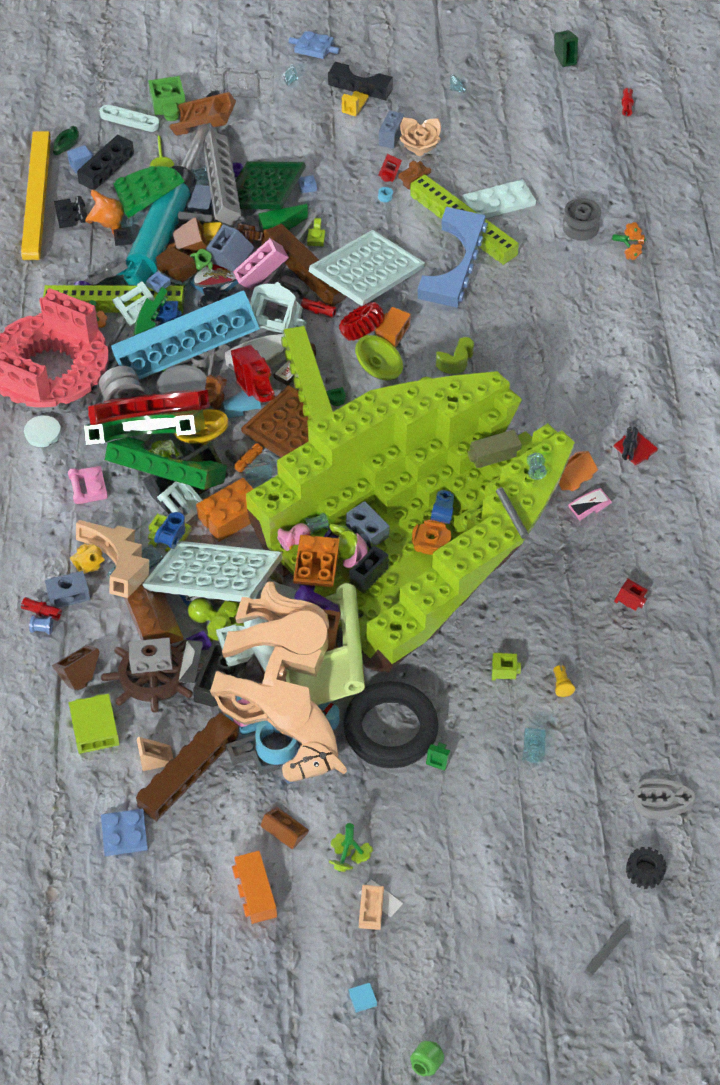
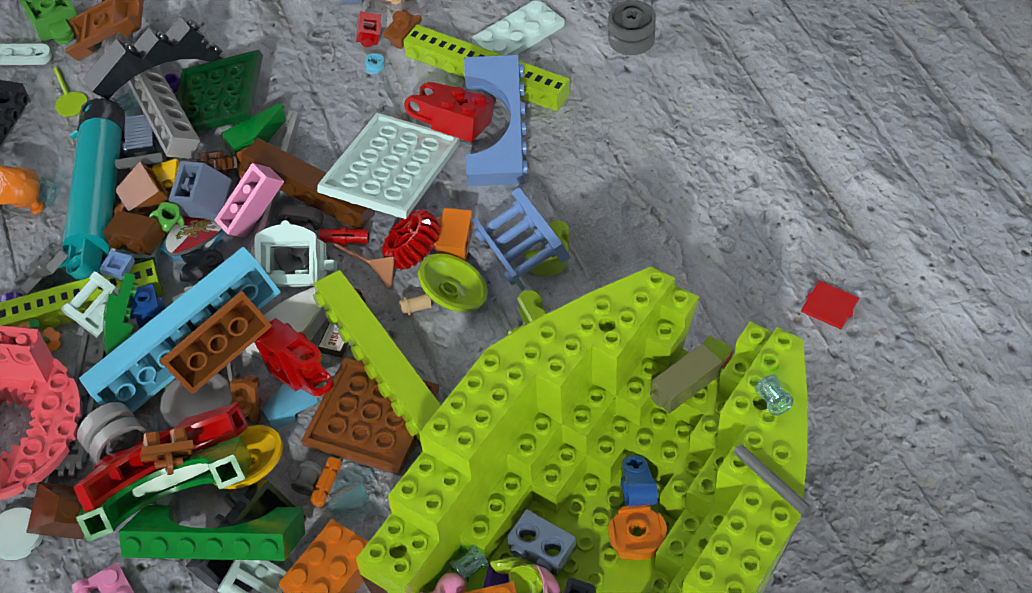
camera: 15 degrees left, 0 degrees up
(71, 425) = (55, 512): none -> reddish brown slope
(122, 236) = (47, 214): black plate -> none
(145, 187) = (59, 139): green plate -> none
(150, 405) = (178, 447): none -> dark orange hips
(164, 448) = (201, 511): clear neon green brick -> none
(206, 347) = (216, 342): none -> dark orange slope
(229, 141) = (153, 48): none -> black arch
(307, 184) = (270, 77): medium blue plate -> none
(316, 236) = (306, 140): lime plate -> none
(336, 334) = (382, 266): none -> nougat piece
(336, 396) = (415, 352): green tile -> none
(349, 365) = (414, 304): none -> tan pin
(426, 242) = (452, 110): none -> red brick
(452, 342) = (542, 234): none -> medium blue fence
(590, 502) = (819, 398): slope -> none
(630, 443) = (824, 303): black pin -> none
(632, 233) = (705, 27): orange plant -> none
(632, 595) = (928, 522): red brick -> none

